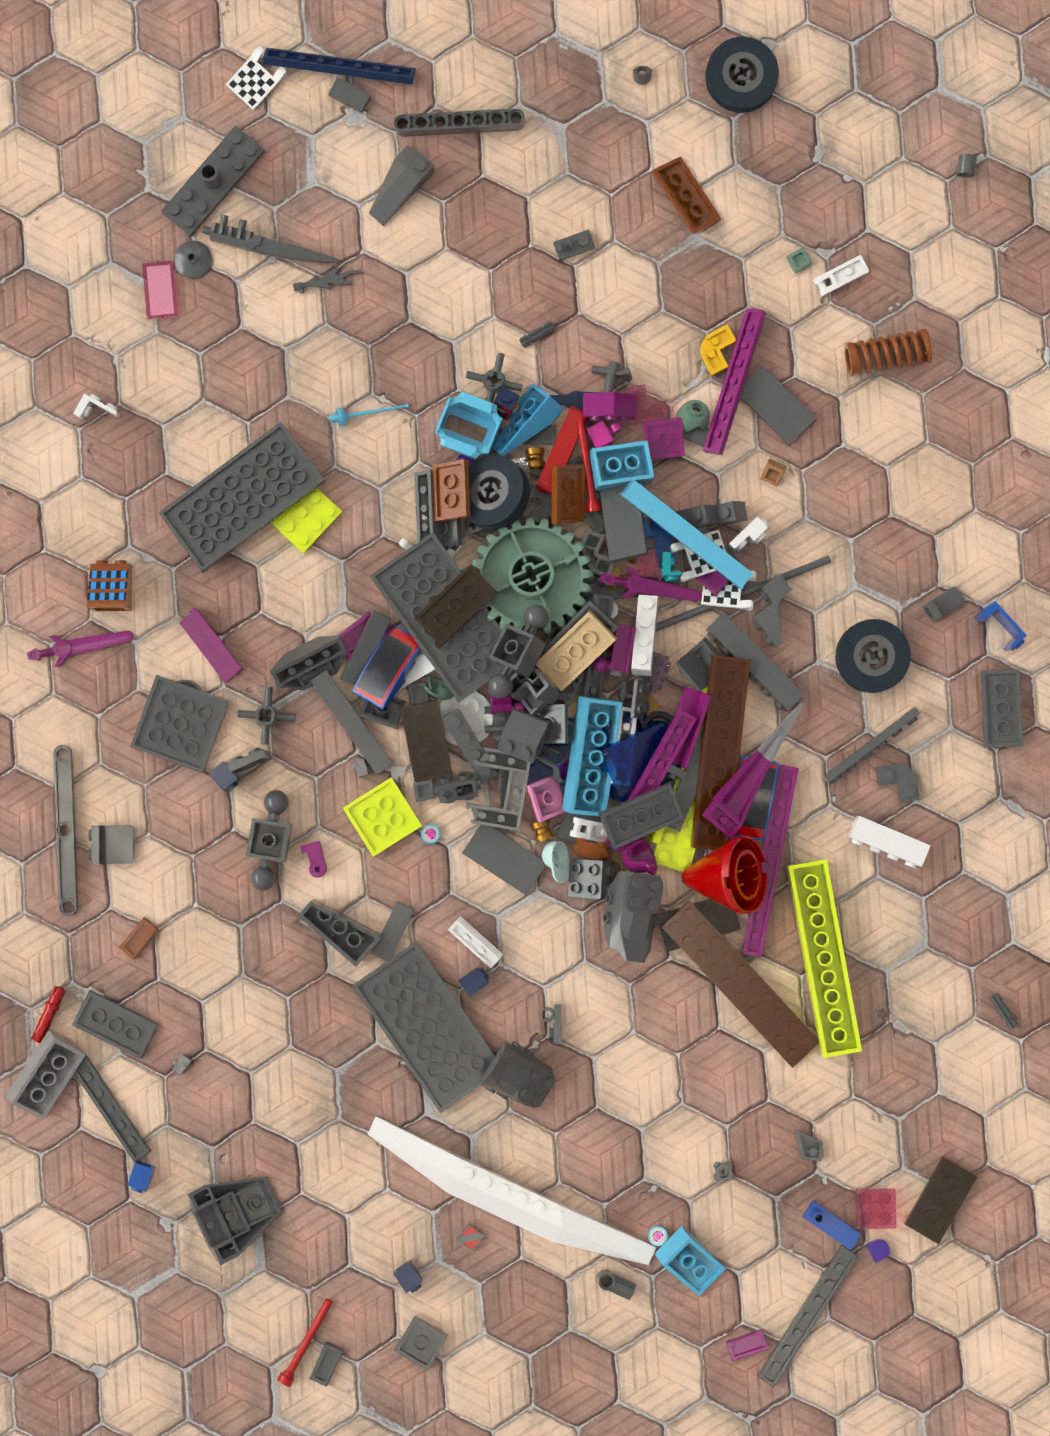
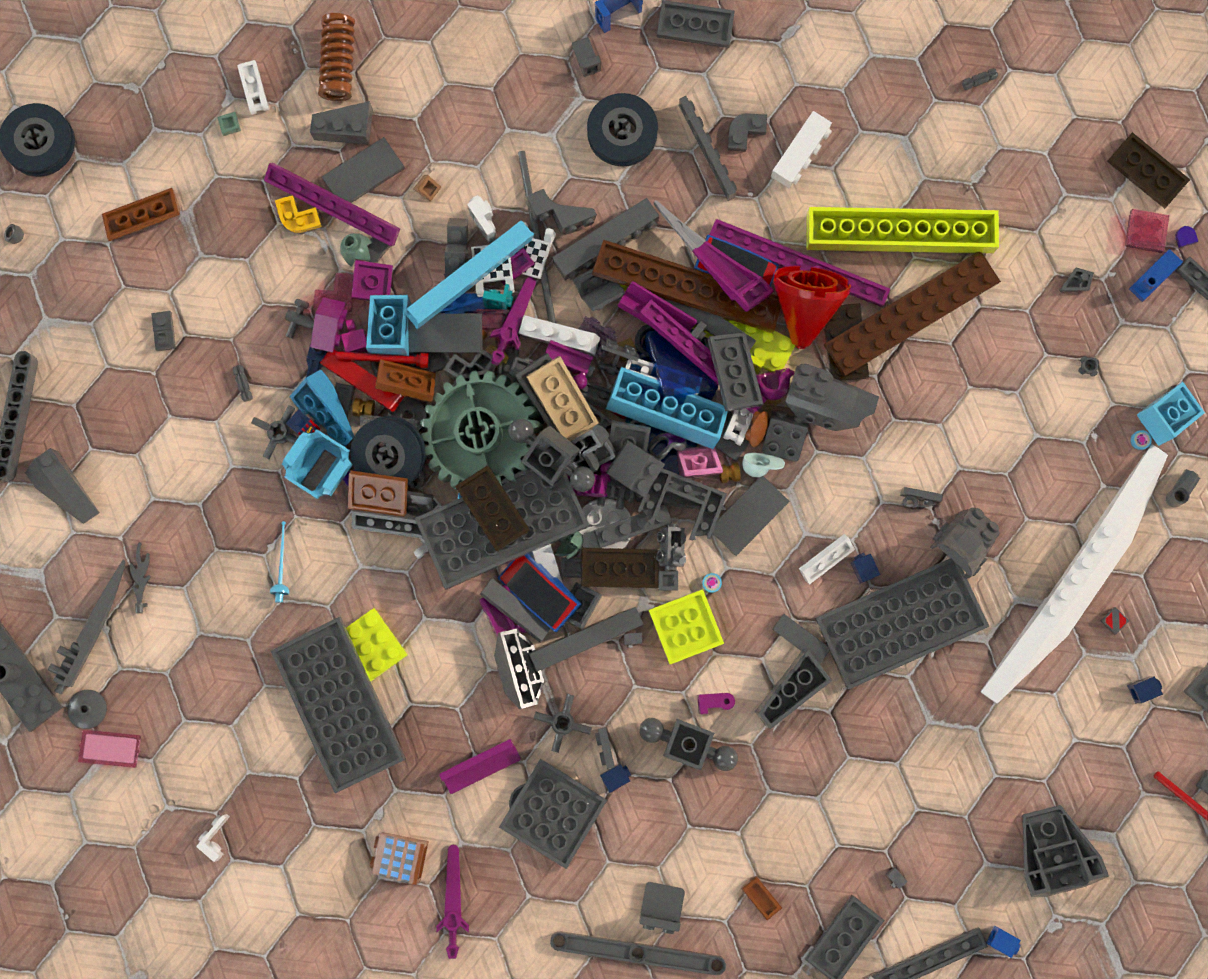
camera: 80 degrees left, 5 degrees down
(819, 375) = (343, 124): none -> dark grey wedge

